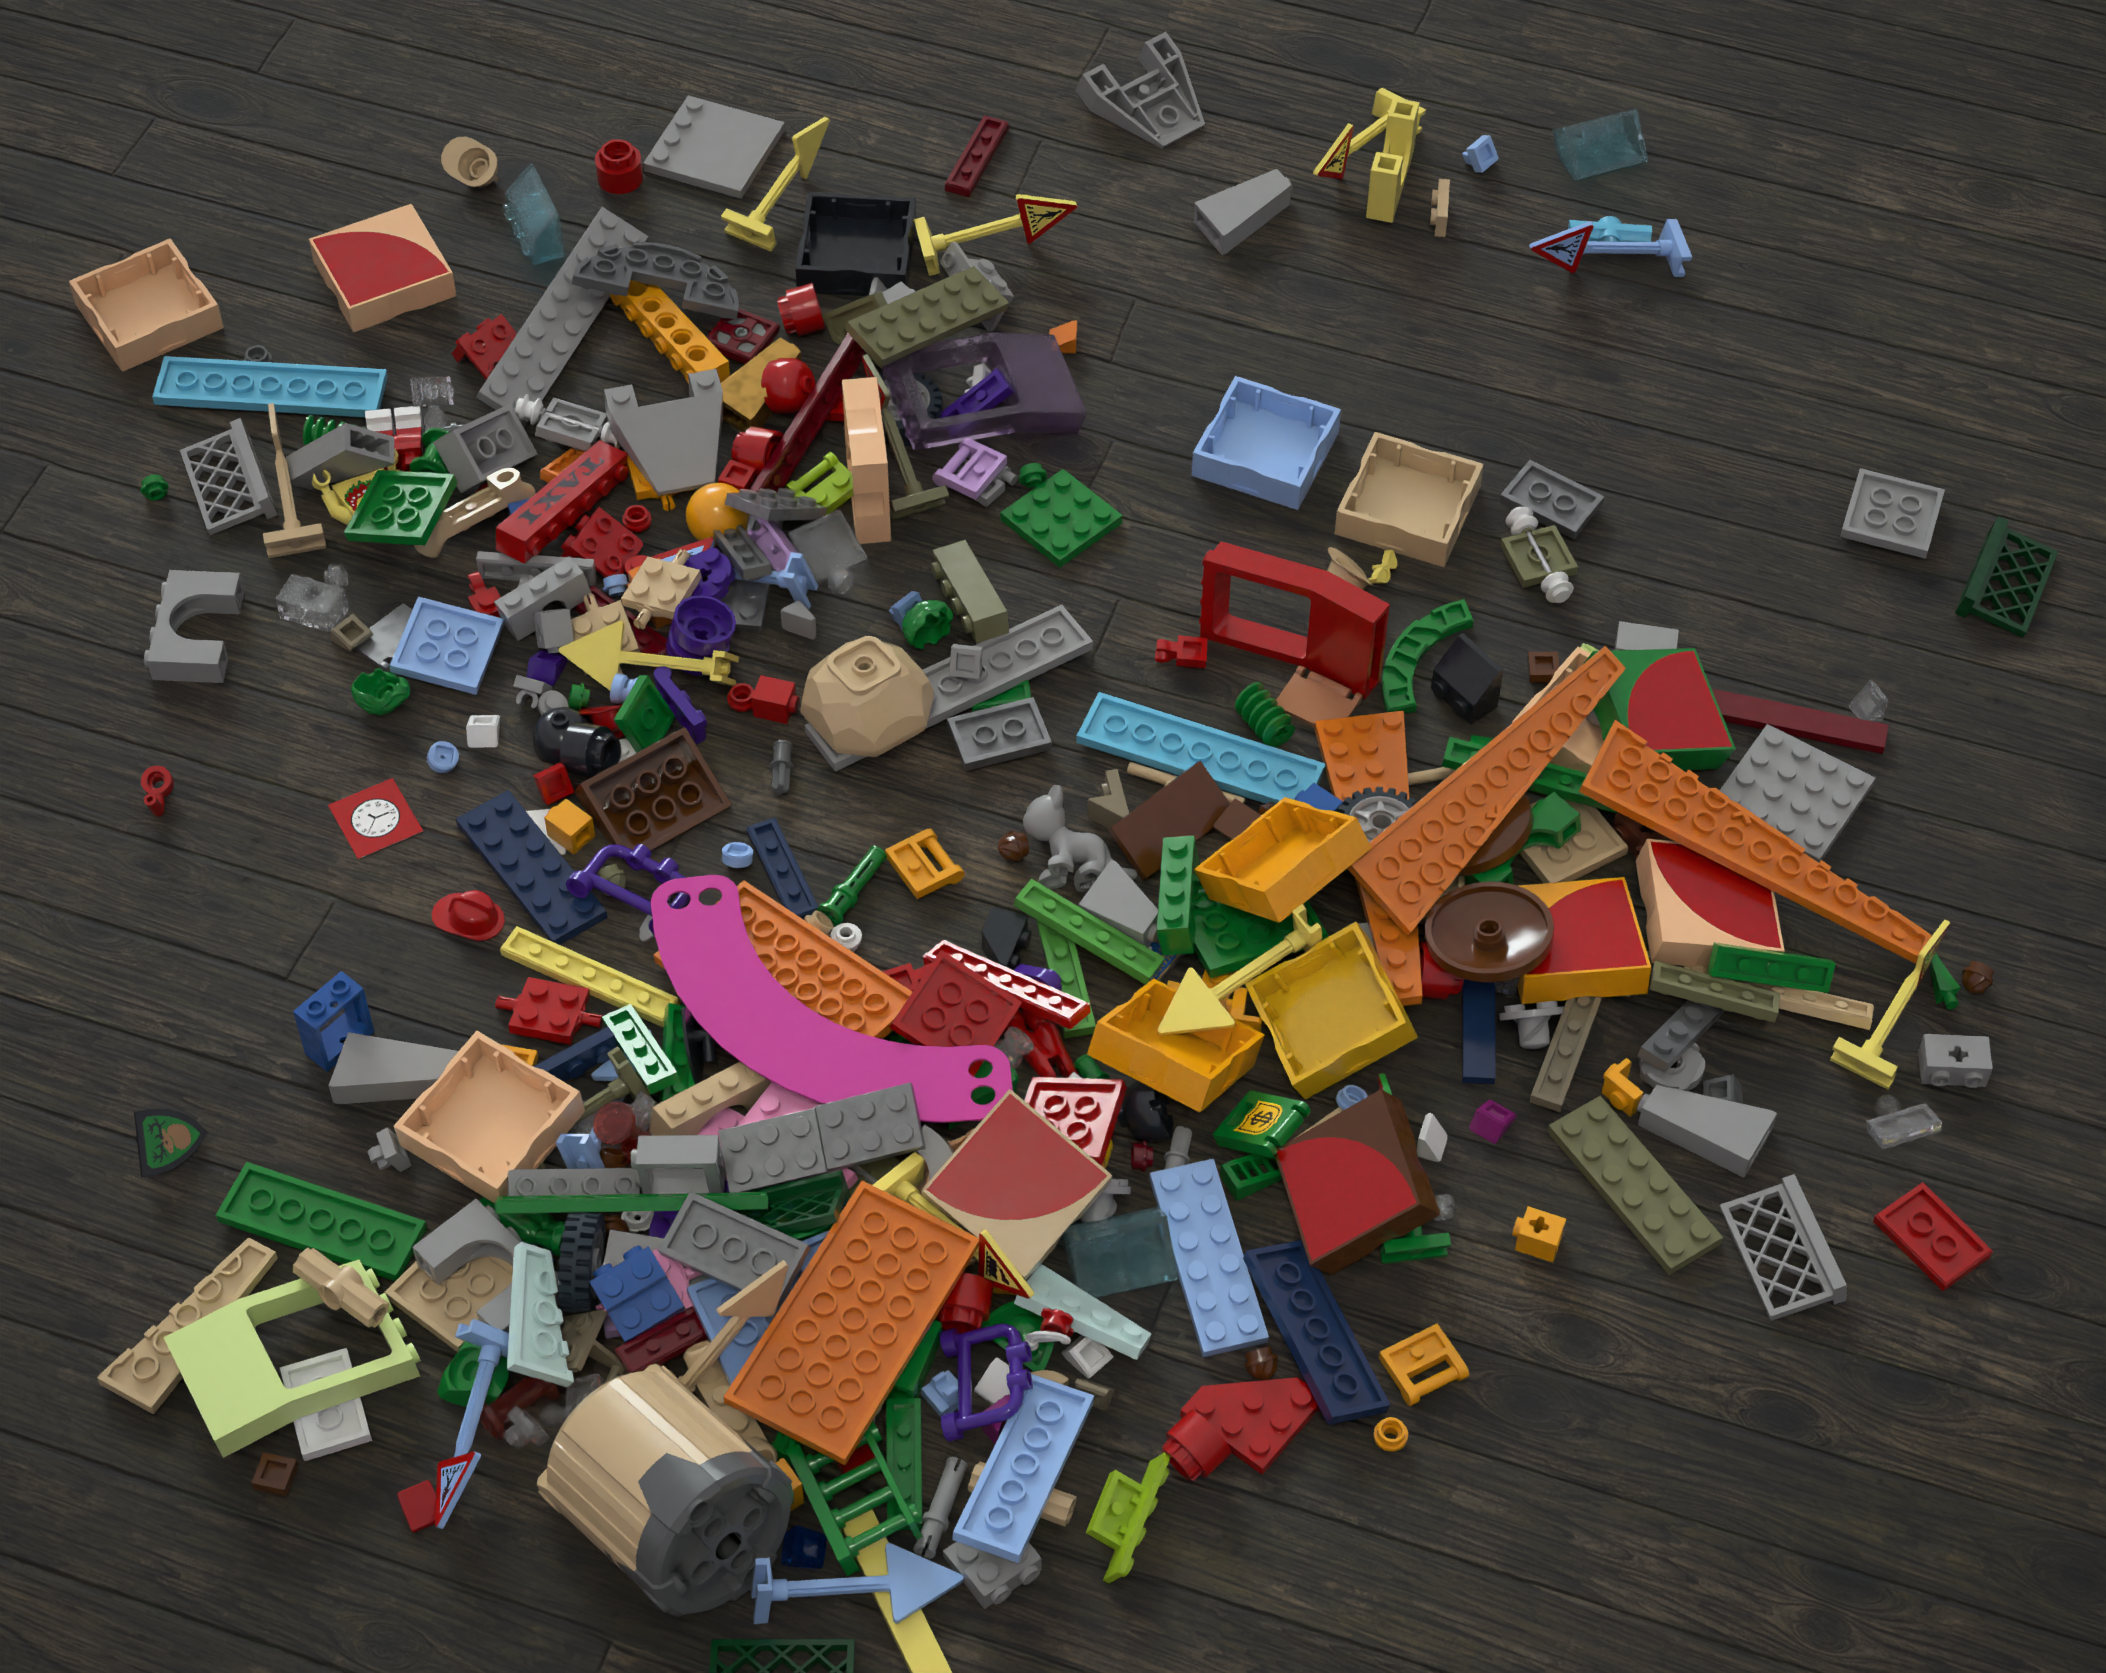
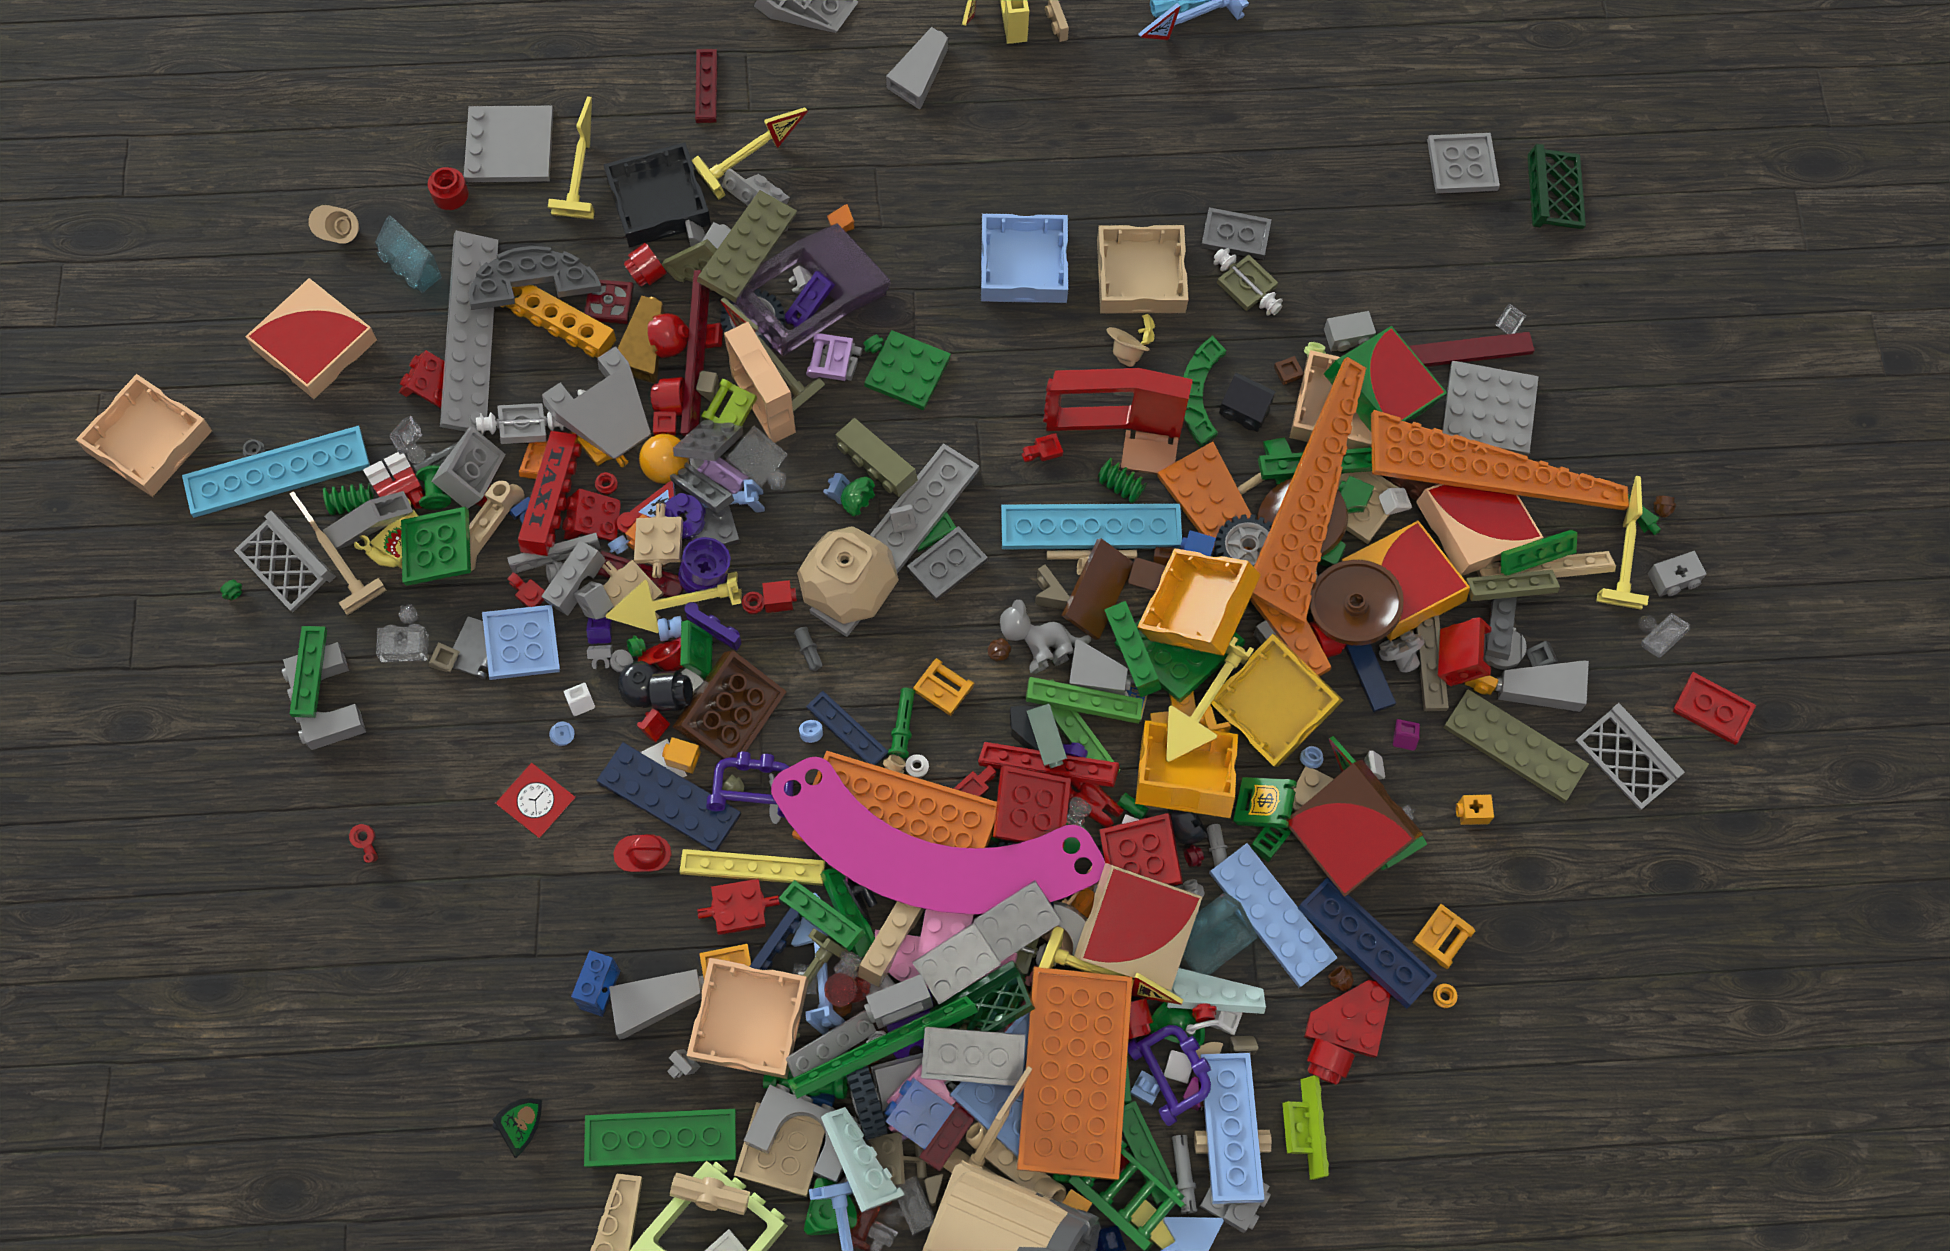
camera: 25 degrees left, 15 degrees up
(189, 588) = (308, 671): none -> green plate
(379, 691) = (491, 699): green hair -> none
(798, 620) = (765, 524): light grey slope -> none
(809, 453) = (708, 385): none -> dark tan slope
(1015, 939) = (1047, 735): none -> sand green slope
(1602, 1043) = (1463, 652): none -> red panel
(1608, 849) = (1395, 500): none -> white slope

